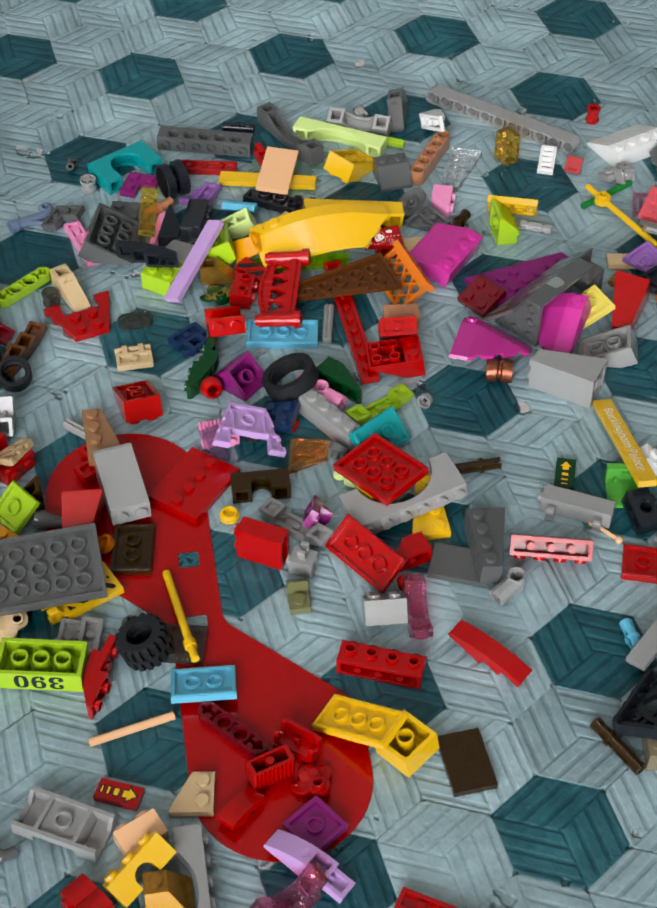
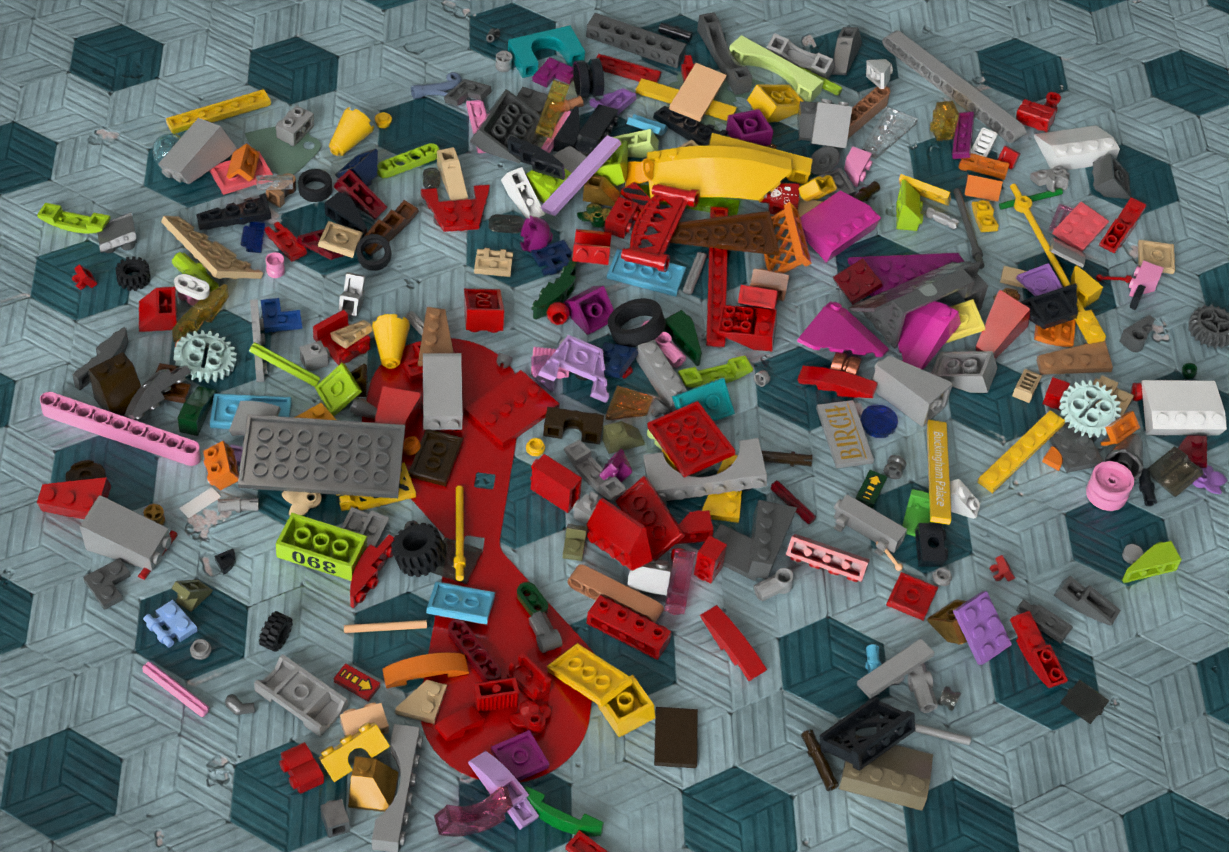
camera: 10 degrees right, 5 degrees up
(18, 763) = (275, 631): none -> black tyre
(54, 446) = (390, 338): none -> yellow cone
(142, 291) = (521, 193): none -> white slope
(166, 322) = (535, 233): none -> magenta cylinder
(172, 441) = (505, 359): none -> dark grey hinge
(185, 758) = (424, 666): none -> orange slope
(276, 663) = (531, 602): none -> dark green plate
(302, 696) = (546, 636): none -> dark grey piece
(308, 484) = (621, 436): none -> olive slope
(332, 631) = (594, 584): none -> nougat beam
(335, 187) = (750, 127): none -> magenta brick
(344, 575) = (619, 535): none -> red slope
(381, 881) = (588, 825): none -> green slope
(409, 168) = (831, 124): none -> light grey slope
(415, 224) = (817, 188): none -> yellow brick
(439, 577) = (710, 559): none -> red brick
(491, 502) = (781, 491): none -> dark red axle
(498, 385) = (834, 380): none -> red slope
(521, 432) = (844, 434): none -> light grey tile
(528, 157) = (963, 135): none -> magenta tile
(548, 412) = (879, 421): none -> clear blue tile
(554, 176) = (984, 166): none -> orange plate
(561, 194) = (983, 188): none -> orange panel
(571, 217) = (984, 216): none -> yellow slope
(576, 247) = (976, 250): none -> dark grey bar
(580, 449) = (894, 467): none -> dark grey wheel
(584, 126) = (1035, 115): none -> red brick

